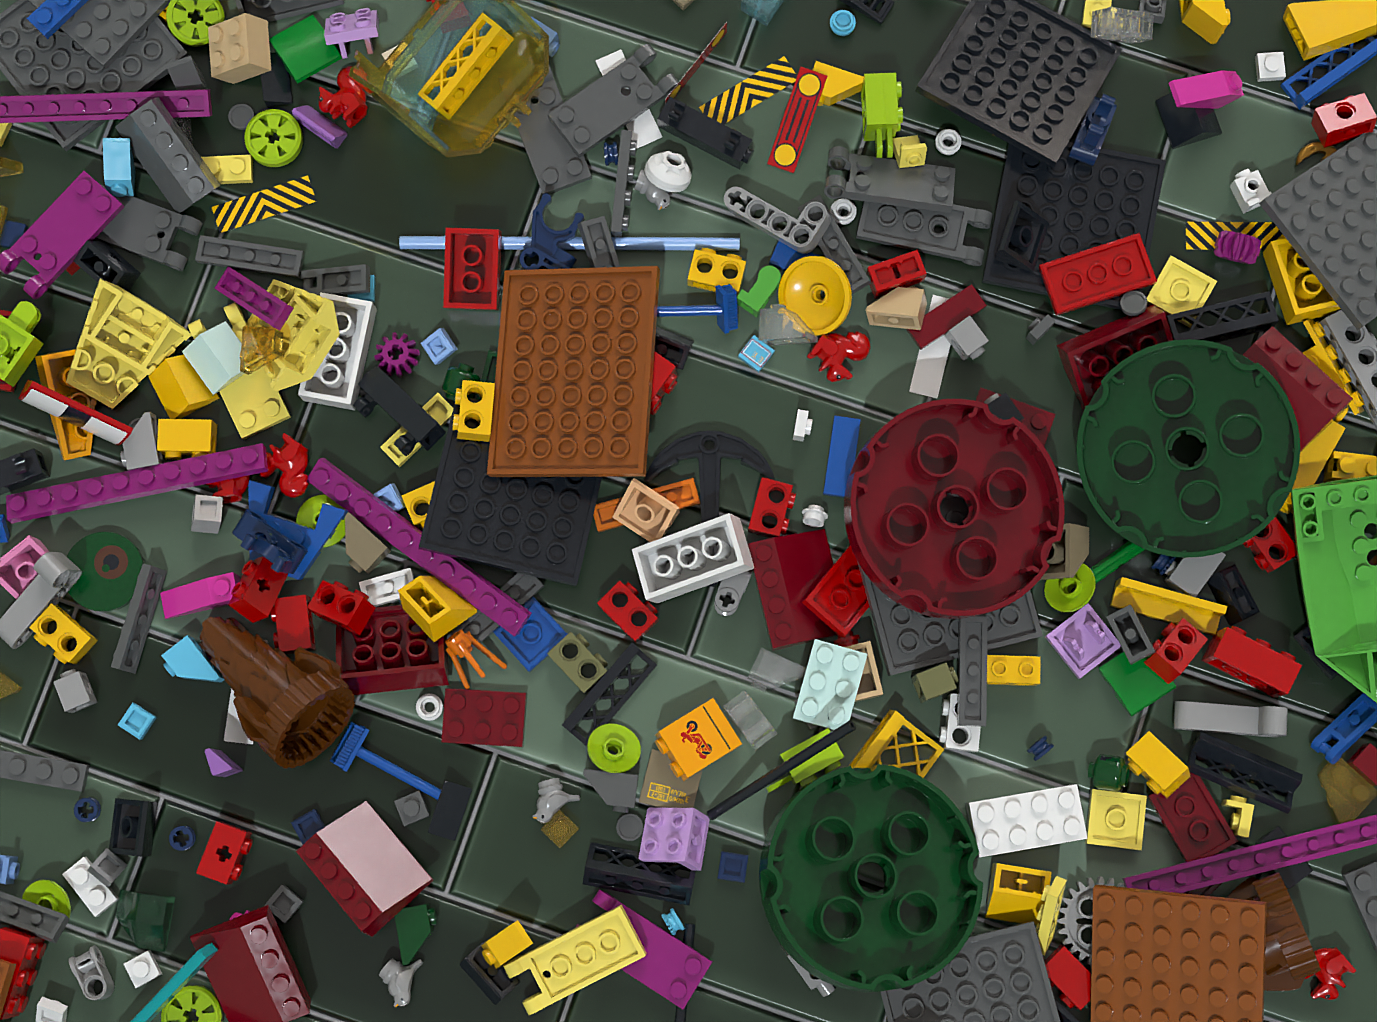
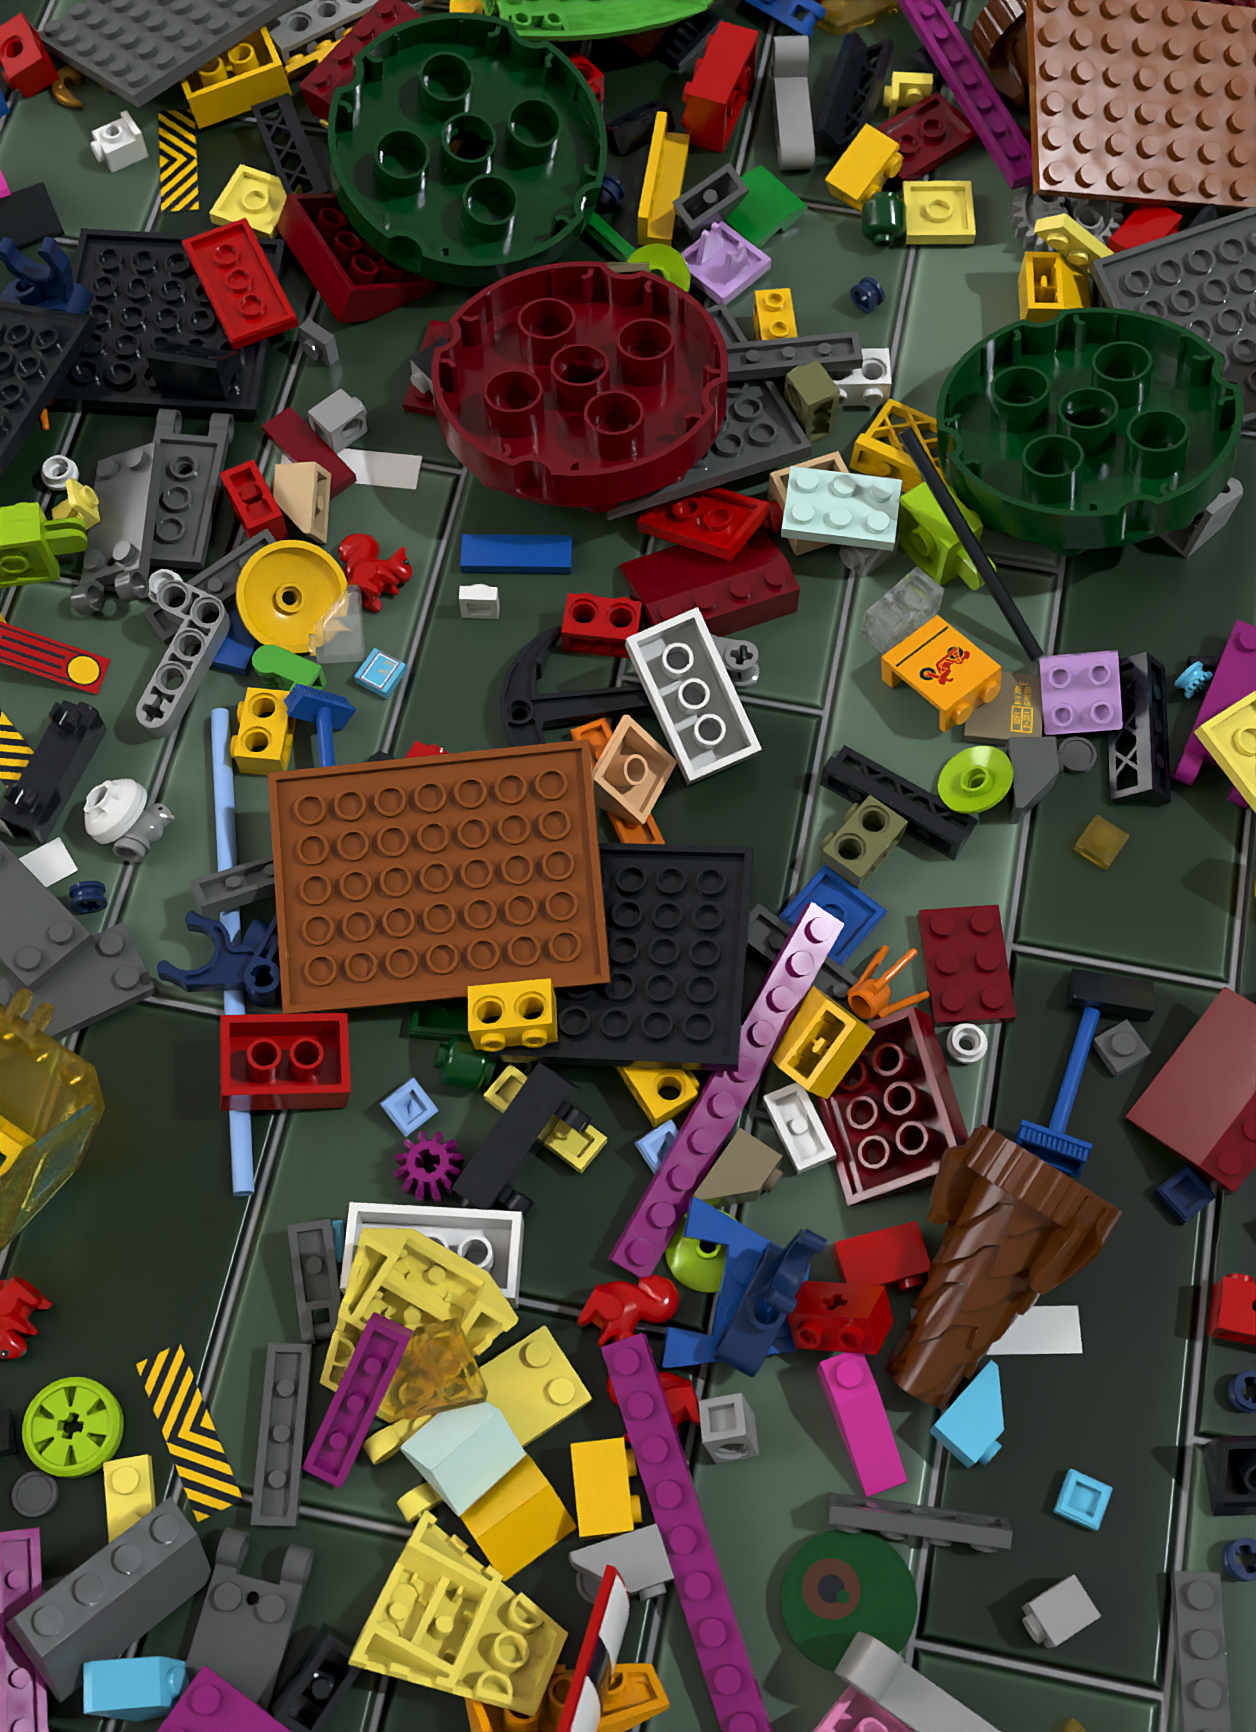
camera: 100 degrees left, 15 degrees down
(66, 629) = (958, 1644): yellow brick -> none
(221, 764) = (1129, 1330): medium lavender slope -> none
(319, 125) = (51, 1352): medium lavender slope -> none
(341, 606) = (853, 1188): red brick -> none
(551, 799) = (1065, 854): light grey animal -> none
(623, 615) = (783, 790): red brick -> none
(625, 173) = (134, 875): dark grey plate -> none
(732, 867) = (1099, 622): dark blue tile -> none
(774, 671) = (827, 596): clear slope -> none
(814, 516) = (604, 574): white plate -> none
(1027, 820) = (957, 289): white brick -> none
(1133, 303) = (276, 240): dark grey piece -> none
(1175, 650) = (712, 151): red brick -> none
(1192, 573) = (626, 160): light grey slope -> none
(1237, 247) = (195, 142): magenta gear -> none

